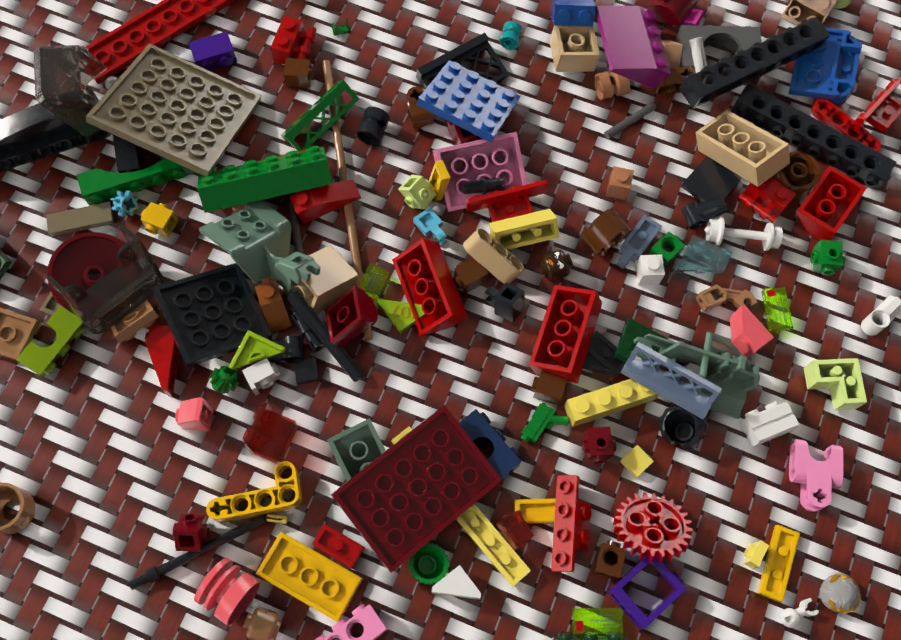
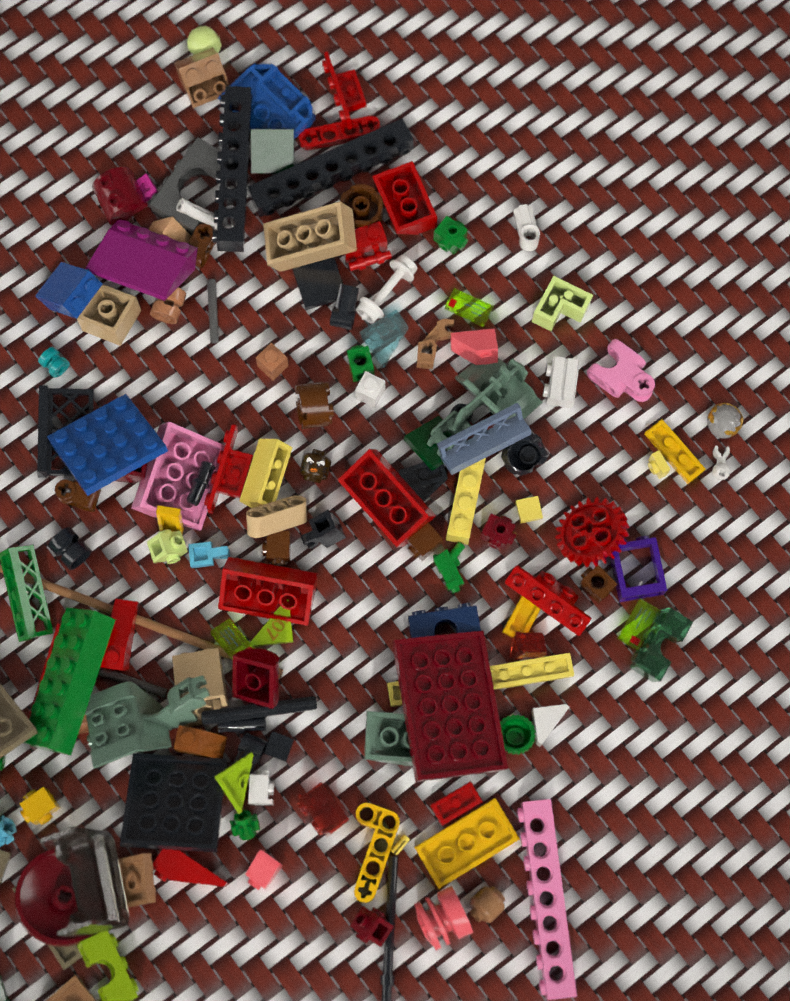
camera: 60 degrees left, 5 degrees up
(638, 241) = (334, 374): sand blue hinge -> none
(791, 82) = (271, 150): none -> tile

